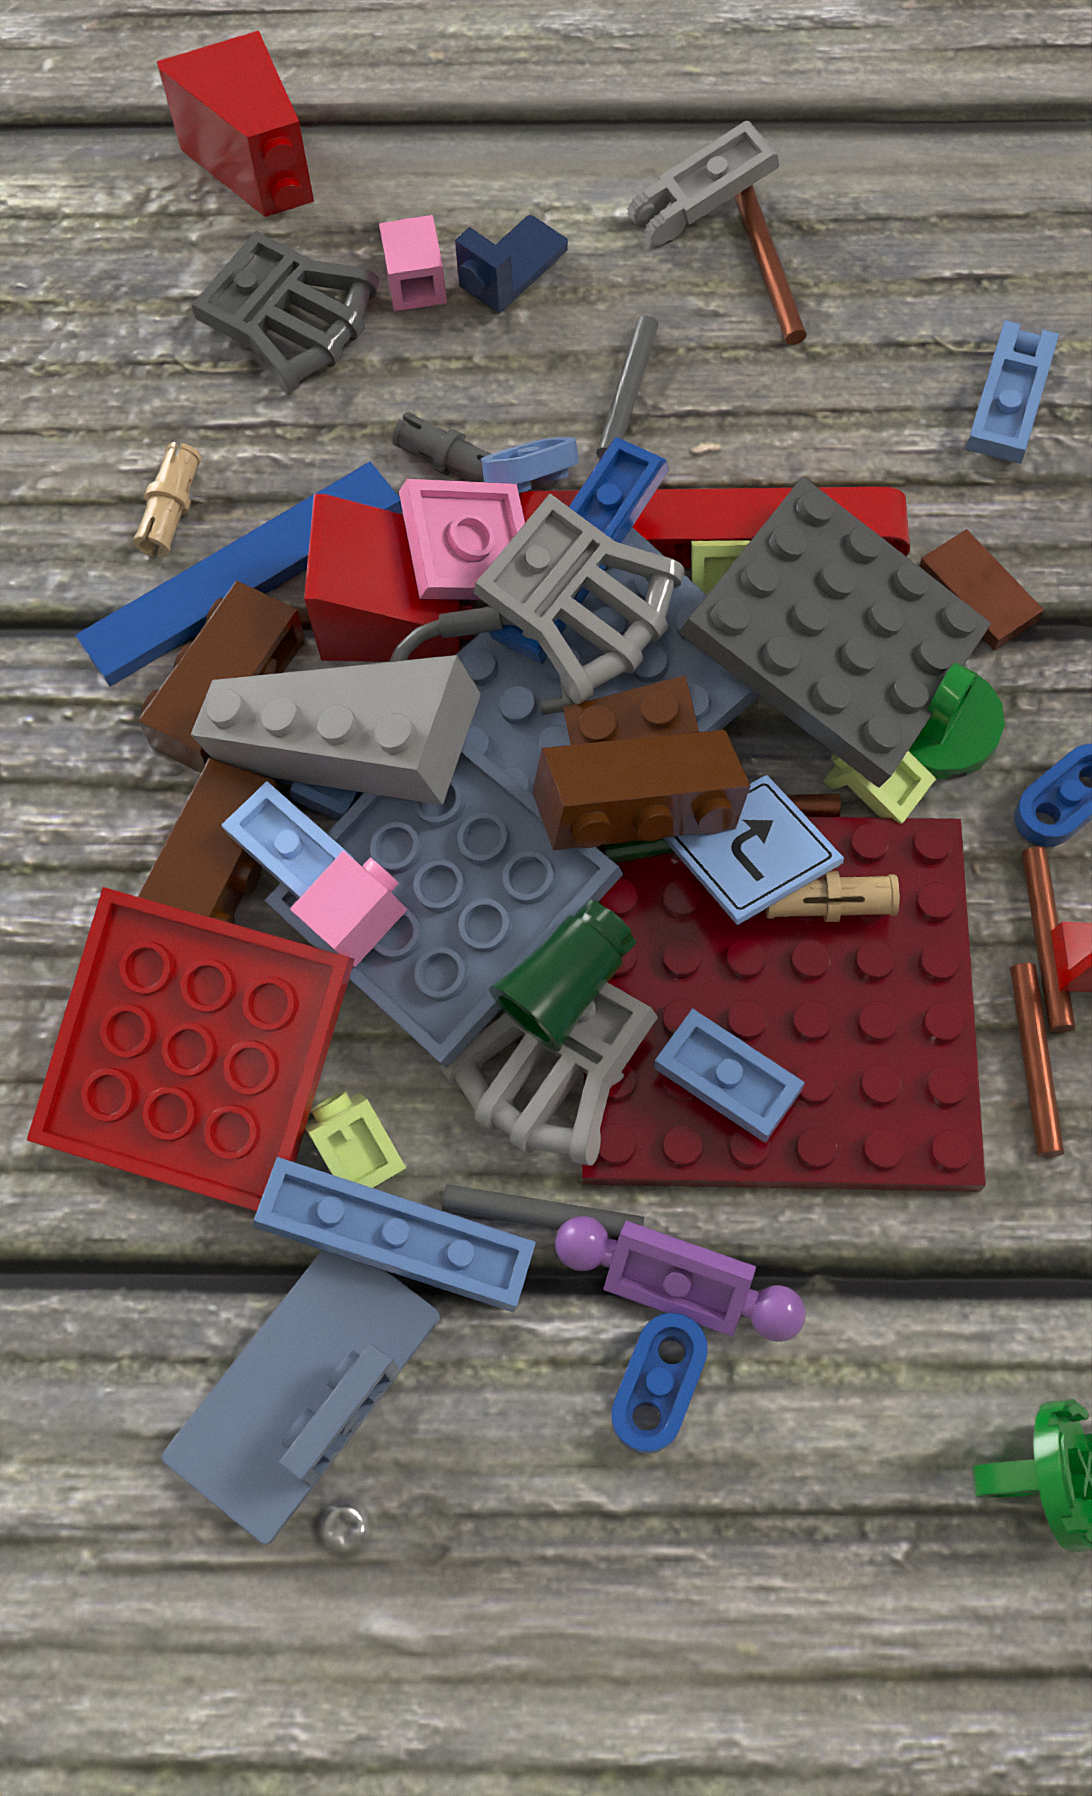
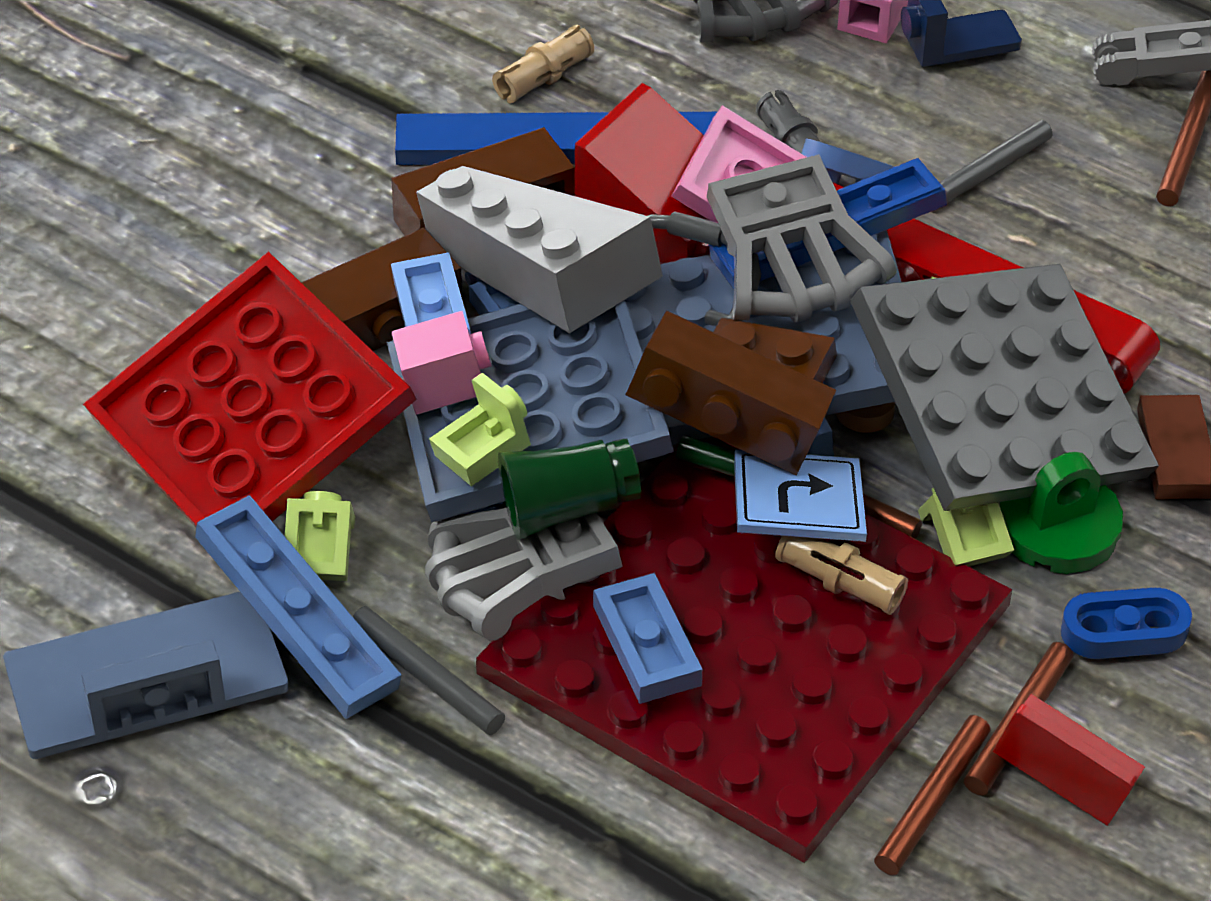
camera: 30 degrees right, 20 degrees down
(454, 967) = (476, 438): none -> yellowish green bracket
(659, 1384) = (413, 825): blue plate -> none
(680, 1278) = (495, 764): medium lavender plate -> none

